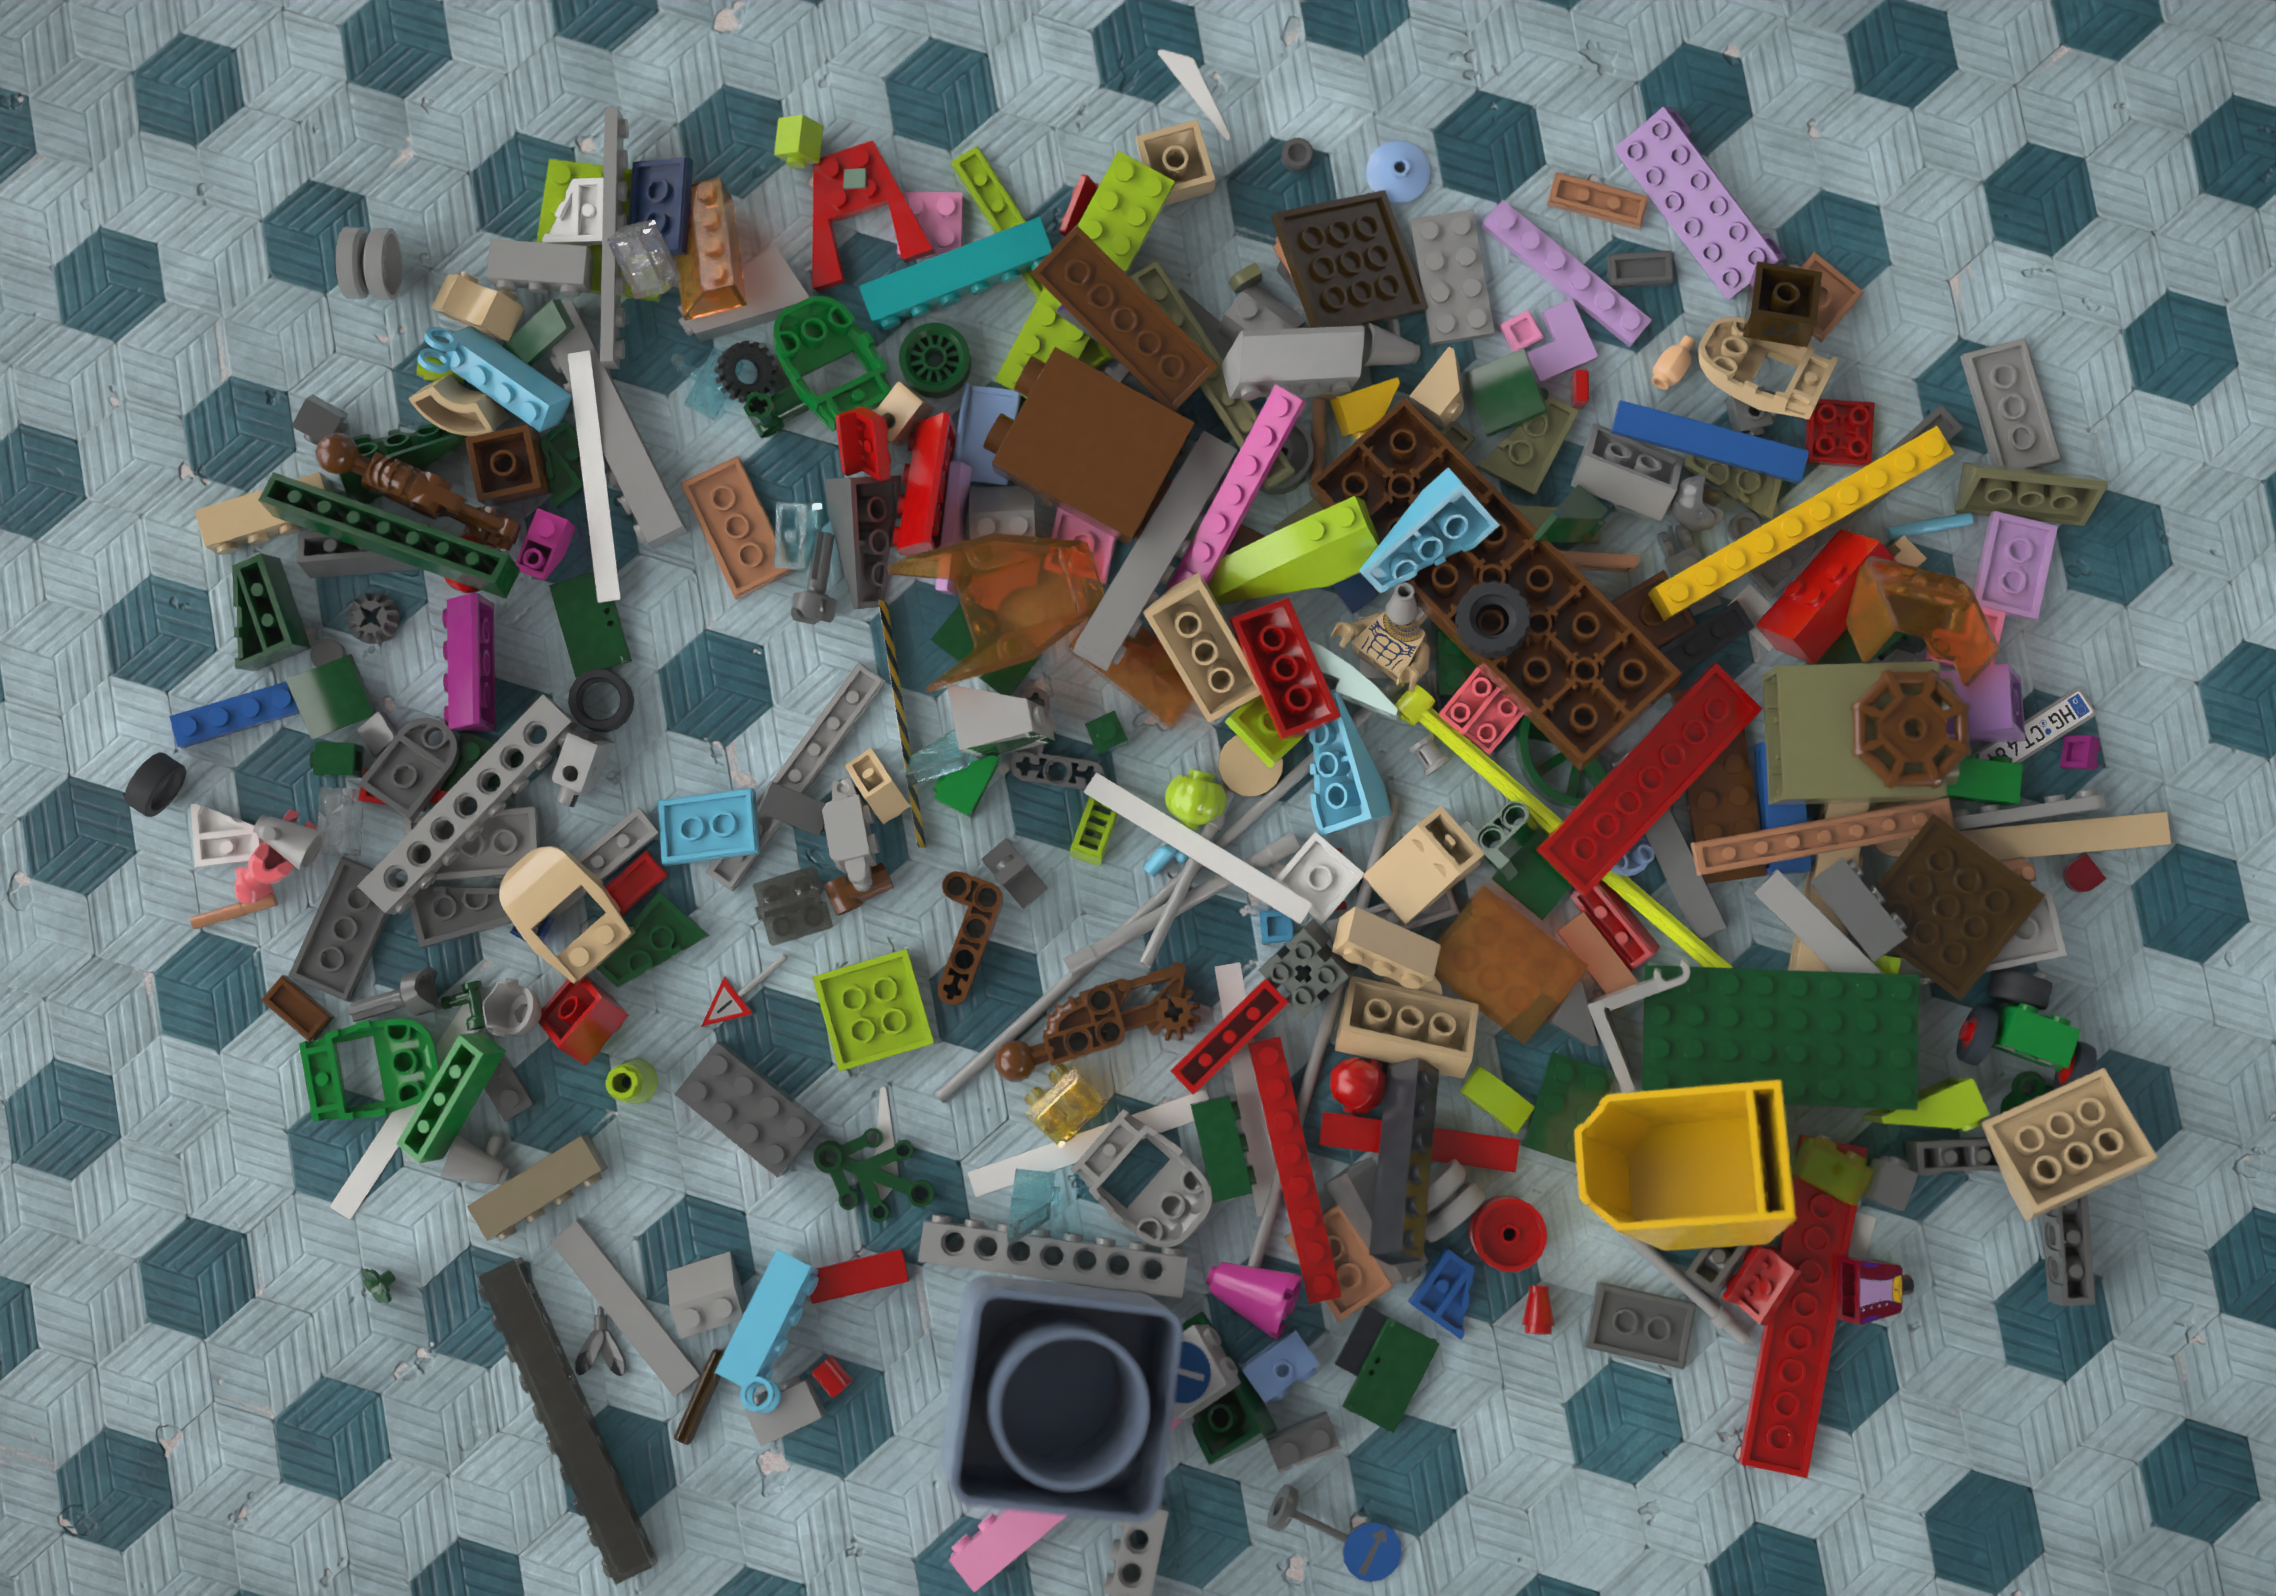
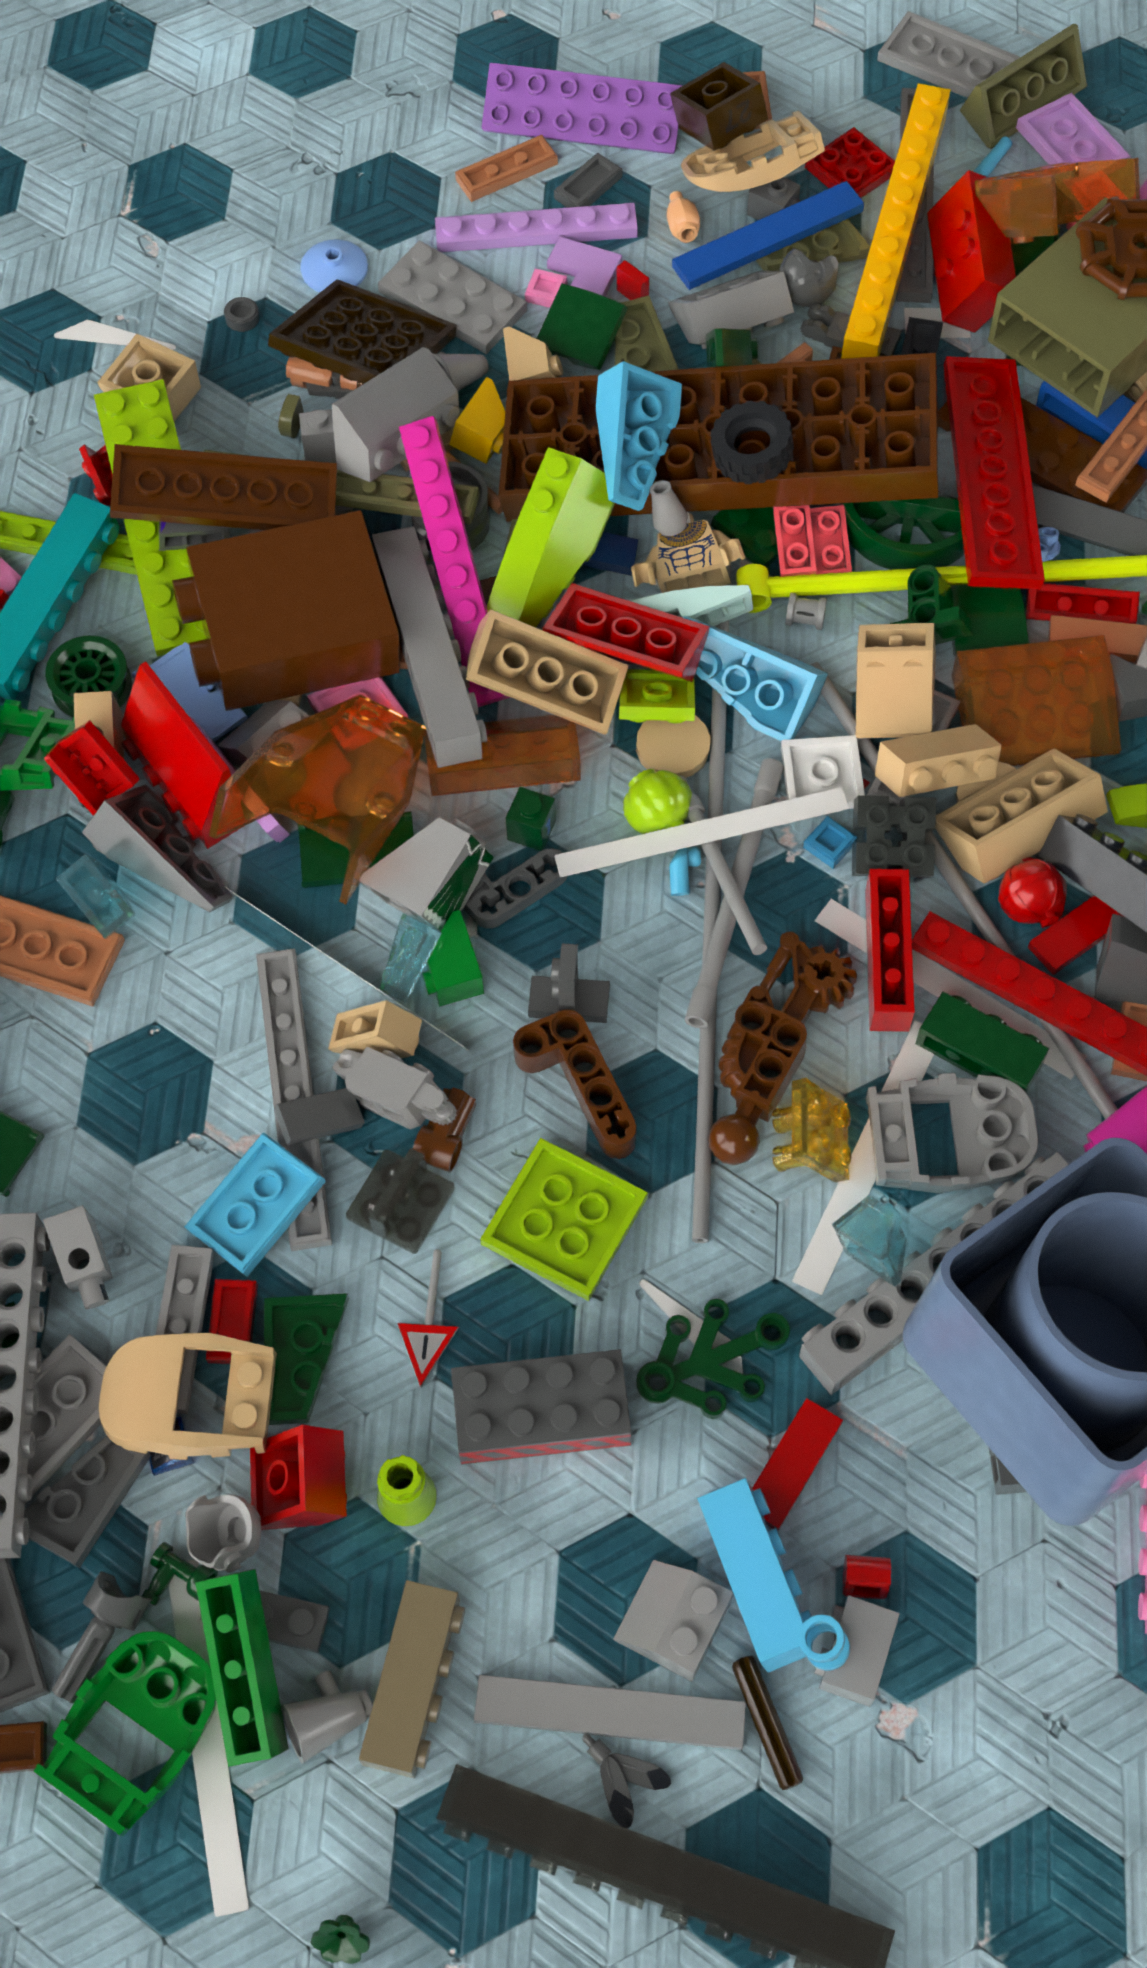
camera: 45 degrees left, 20 degrees down
(576, 696) = (39, 1161): black tyre -> none
(814, 604) = (166, 935): dark grey piece -> none
(1087, 854) = (609, 924): lime slope -> none
(1743, 524) = (852, 274): dark grey tile -> none

